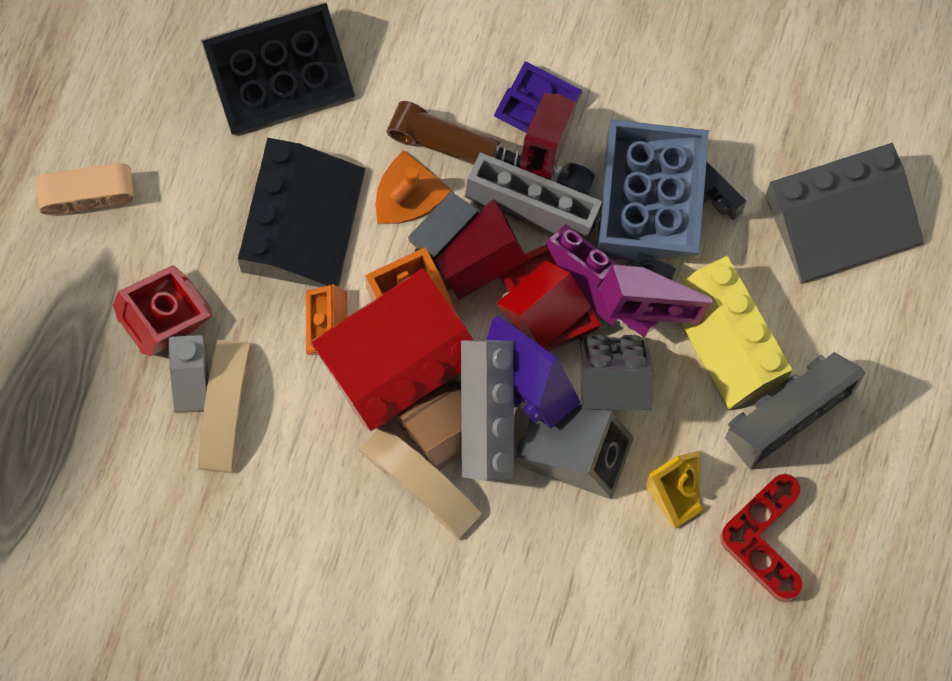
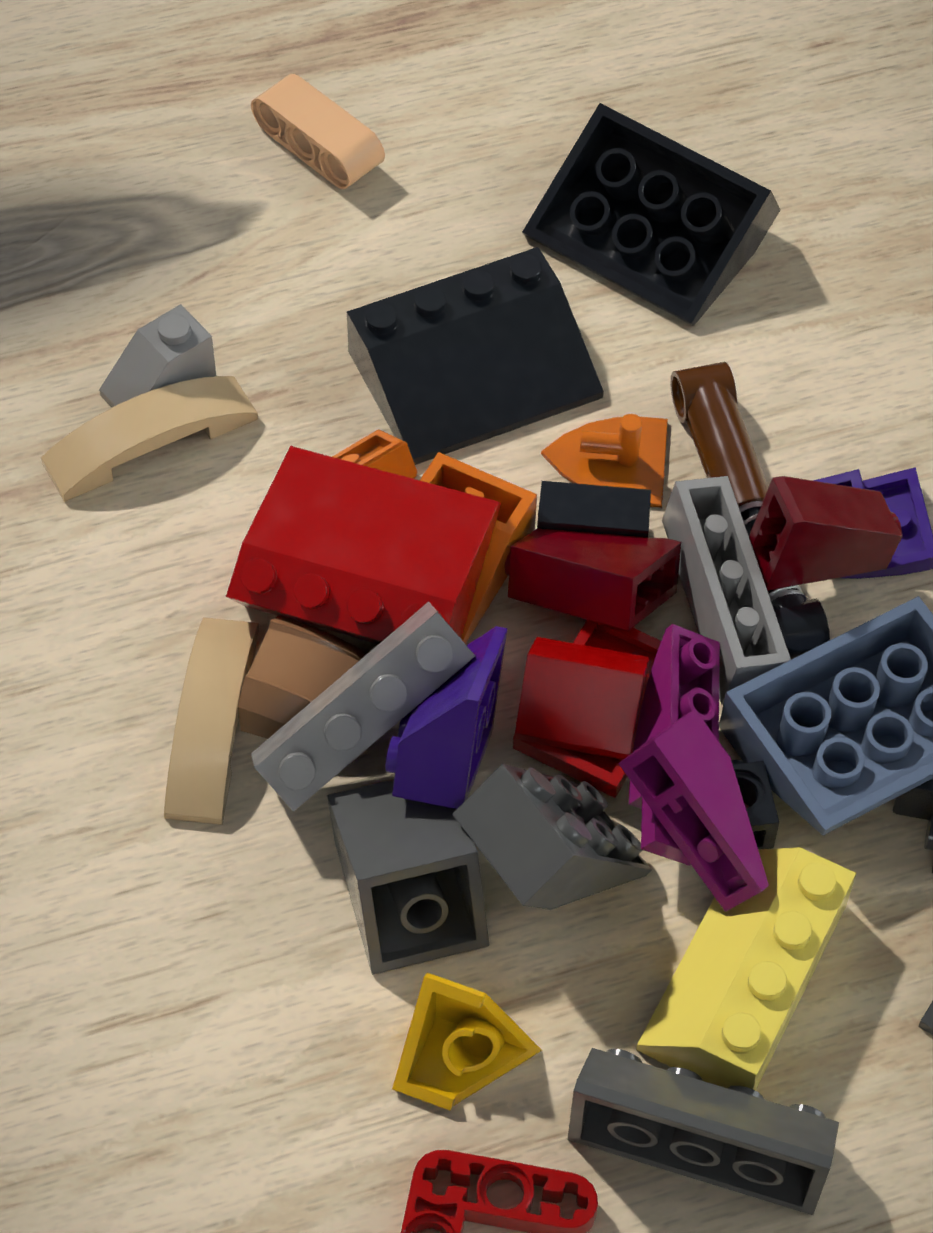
camera: 55 degrees right, 15 degrees down
(160, 309) = (228, 287): red slope -> none

